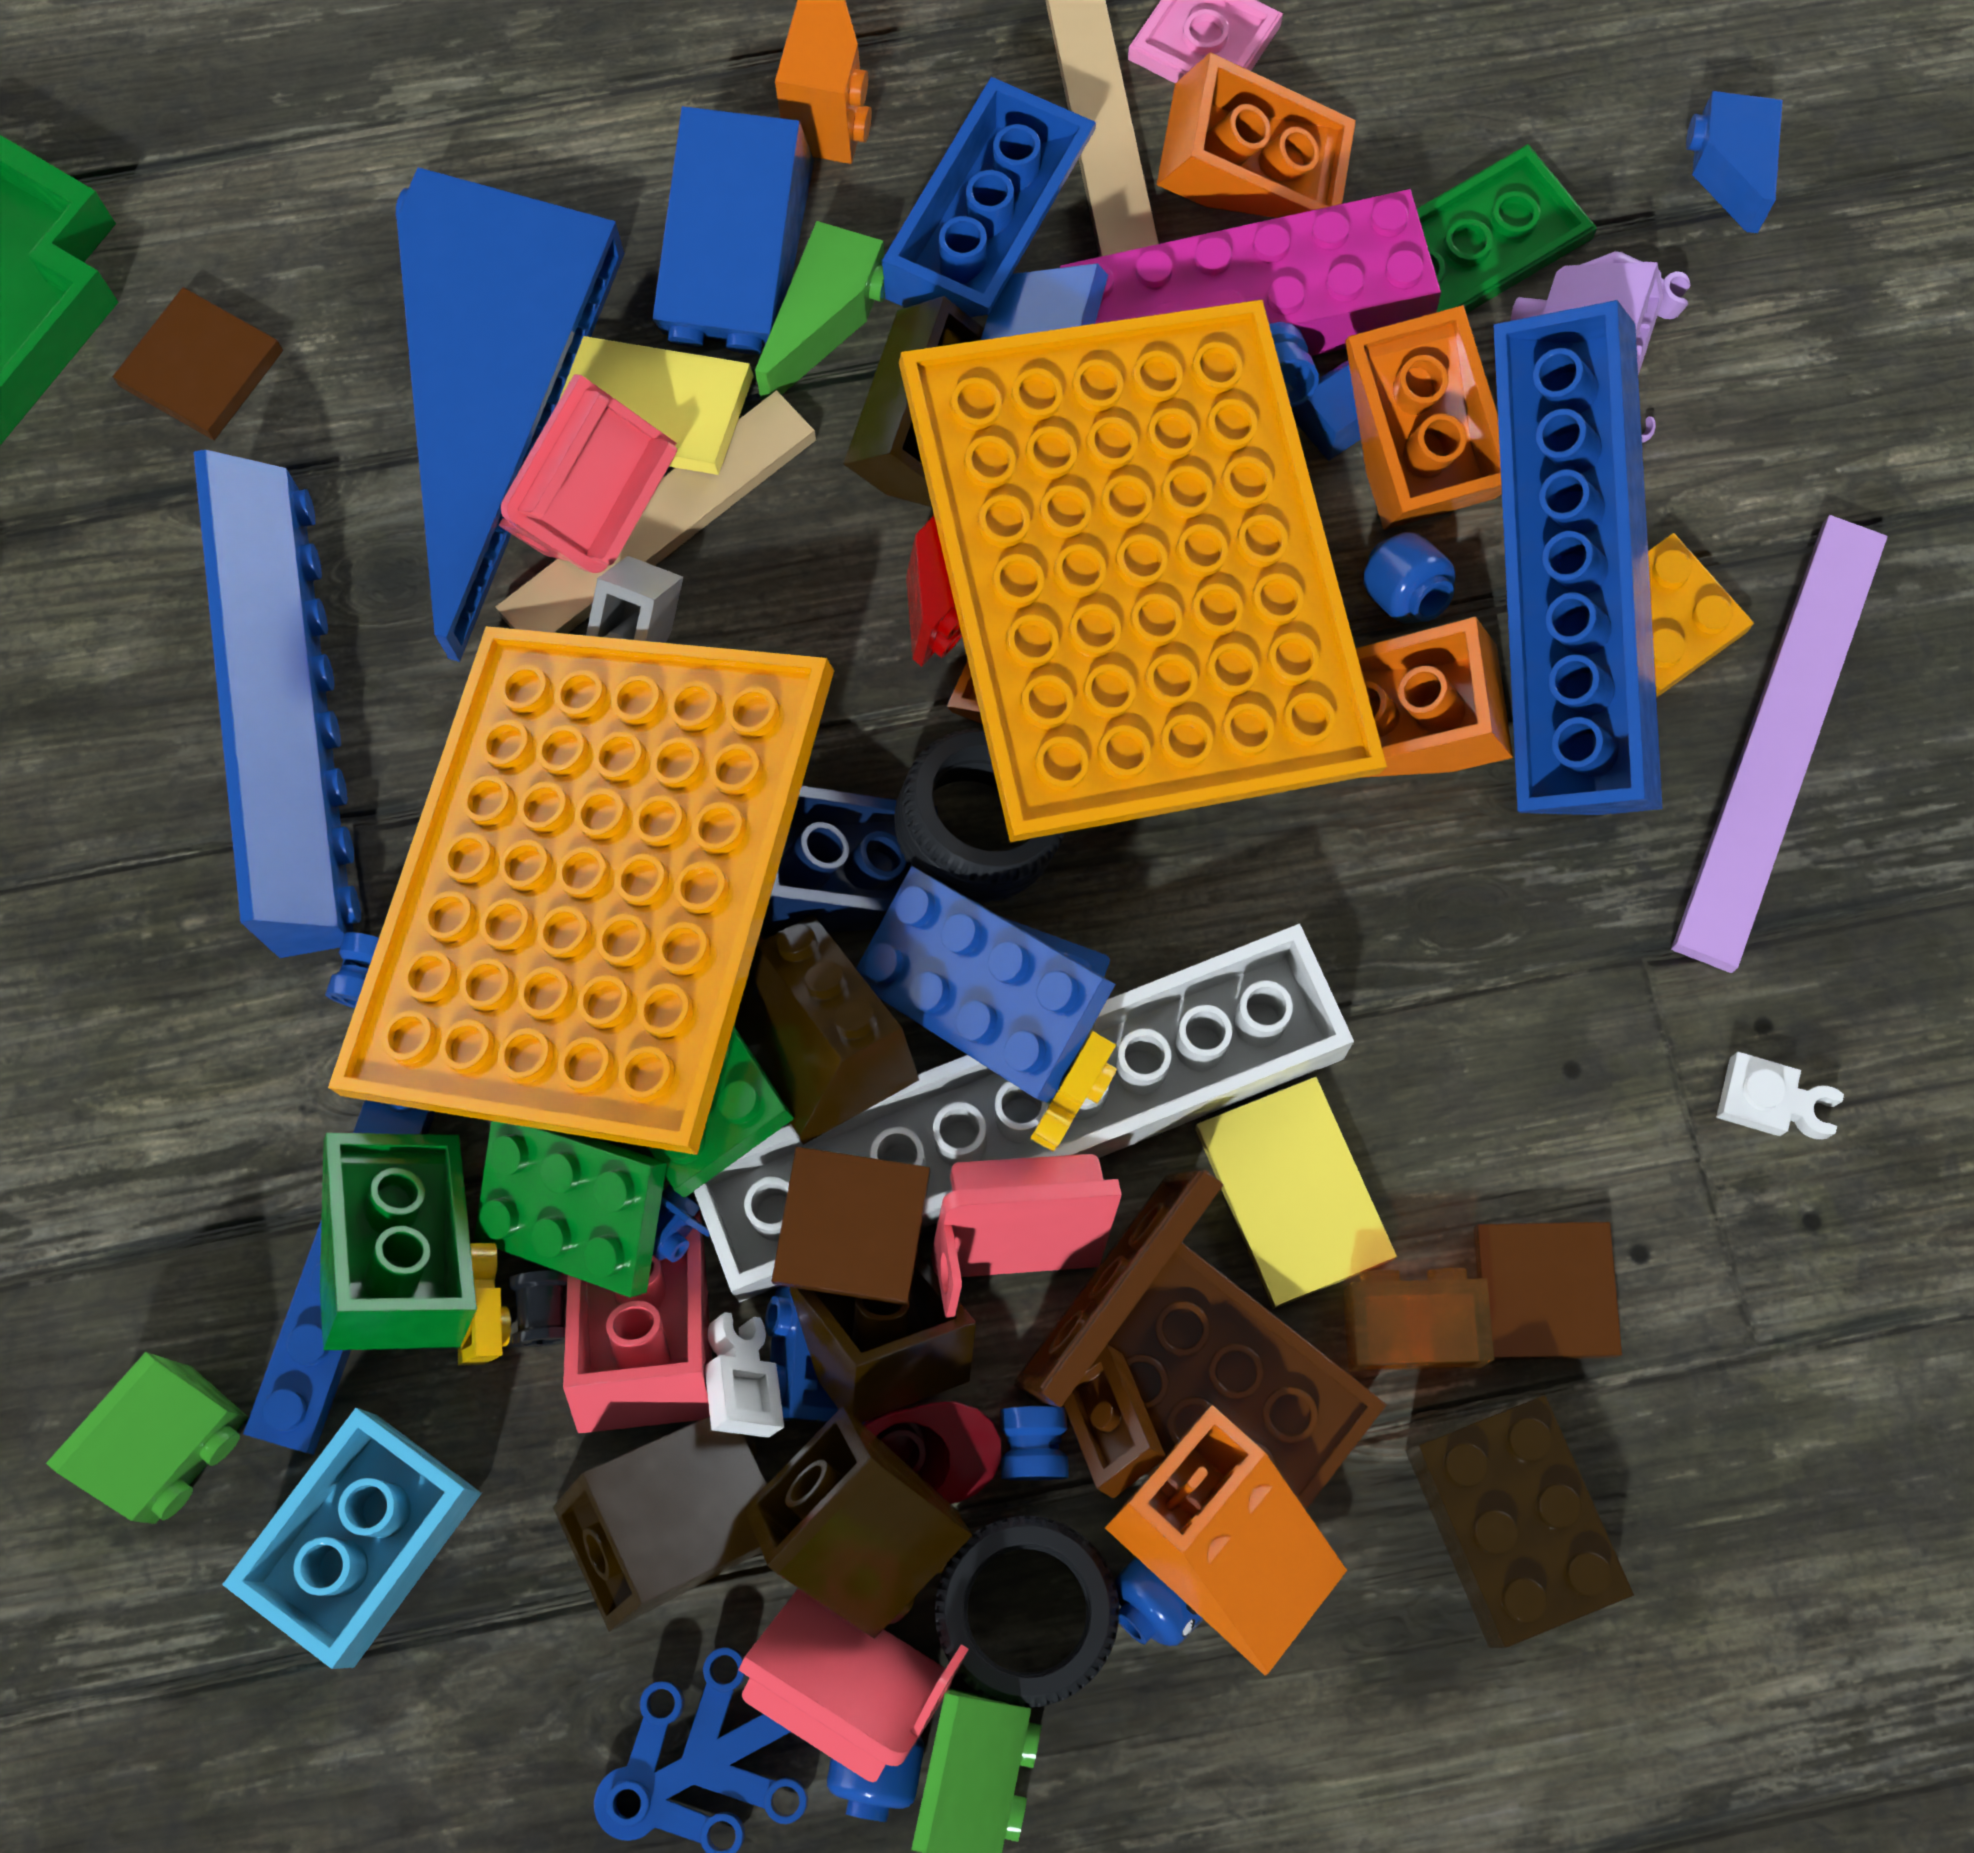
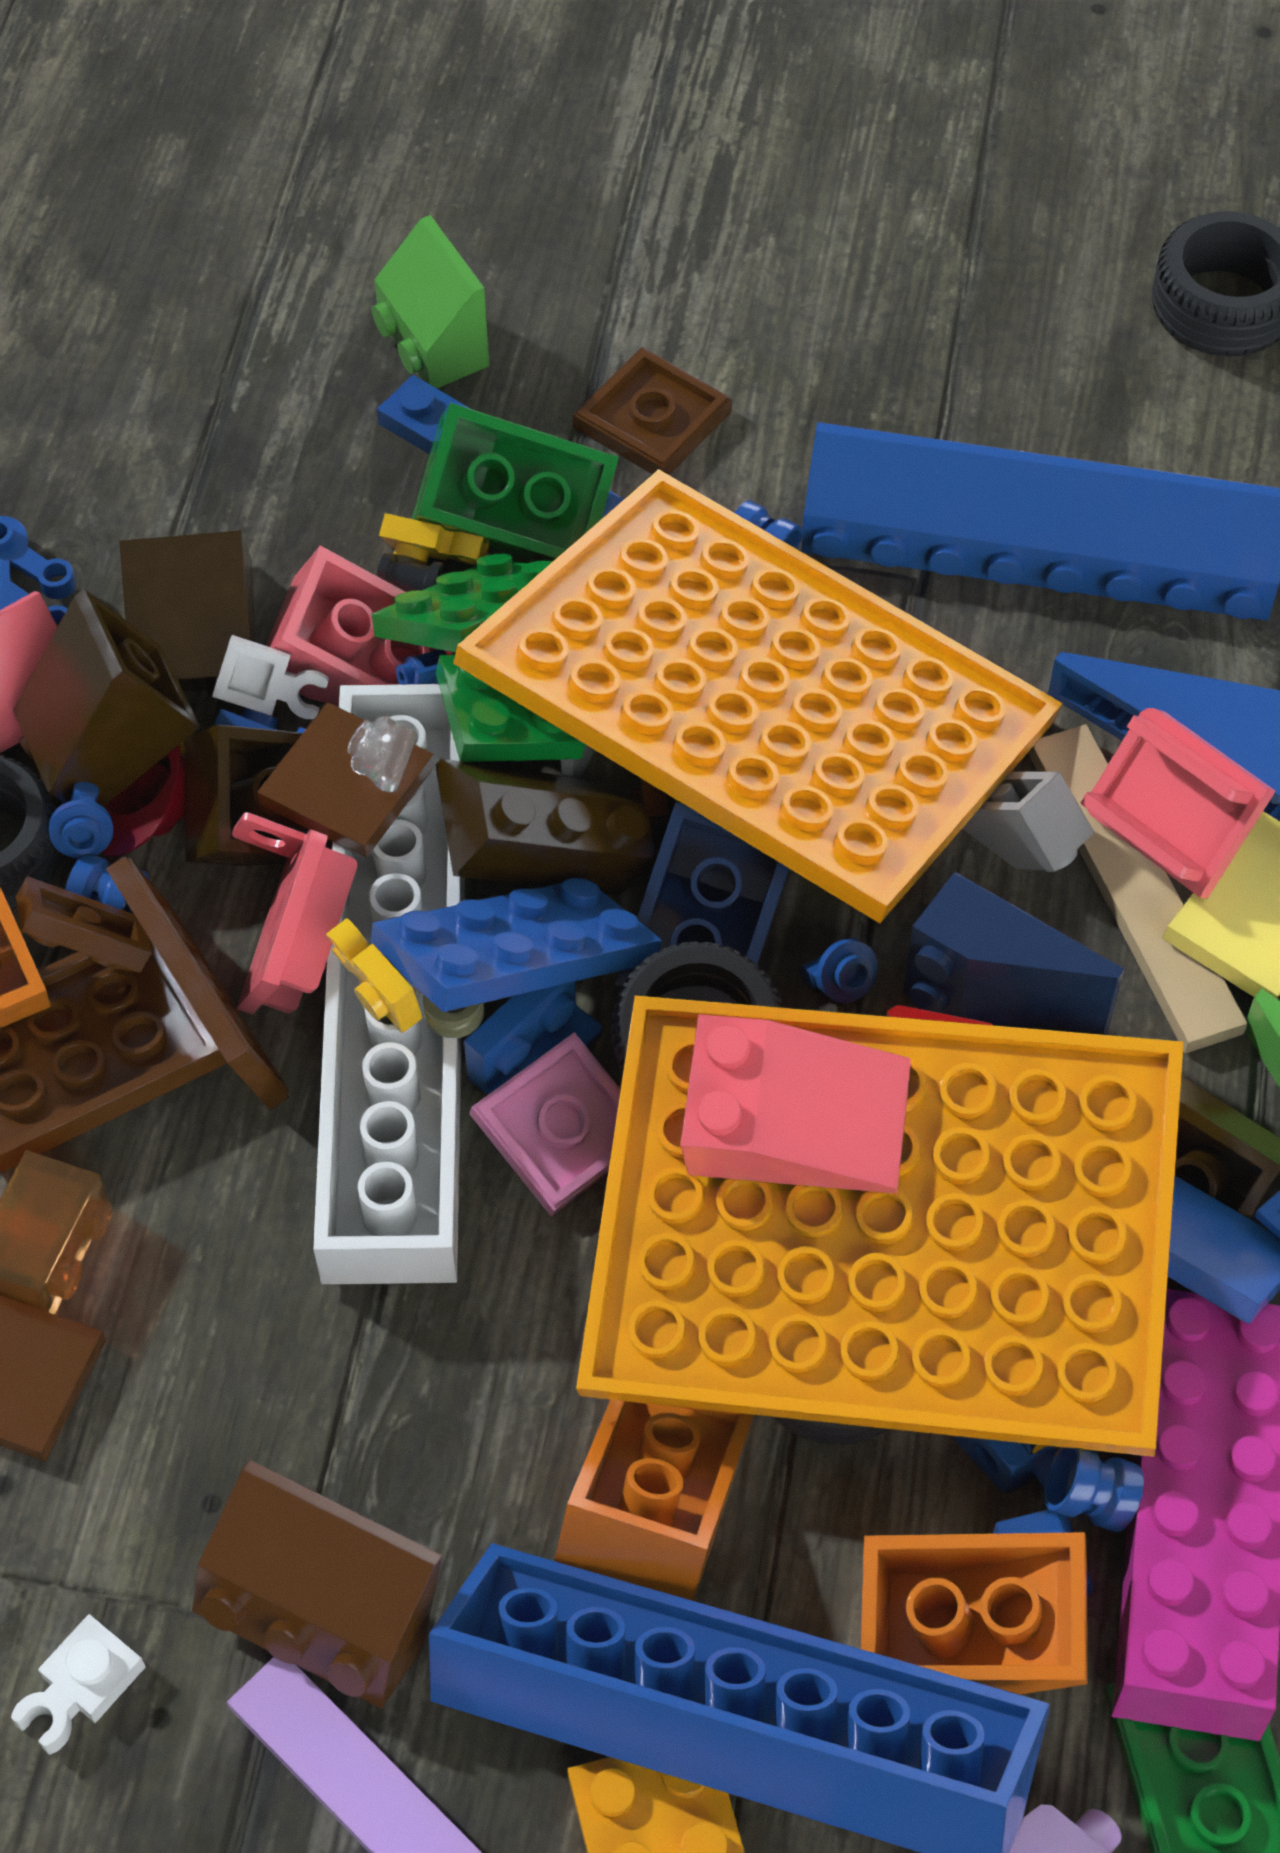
camera: 110 degrees right, 15 degrees down
(214, 1157) = (652, 413): none -> reddish brown tile
(352, 1540) = (289, 412): medium azure brick -> none
(811, 591) = (1005, 967): none -> dark blue slope
(824, 1189) = (381, 751): none -> clear plate
(848, 733) = (843, 971): none -> blue plate
(988, 1491) = (81, 824): none -> blue plate
(1090, 650) = (793, 1107): none -> coral slope
(1107, 909) = (554, 1123): none -> bright pink tile
(1295, 1192) = (215, 1191): light yellow tile -> none
(1409, 578) = (801, 1547): blue head -> none
(1637, 919) = (317, 1584): none -> reddish brown slope

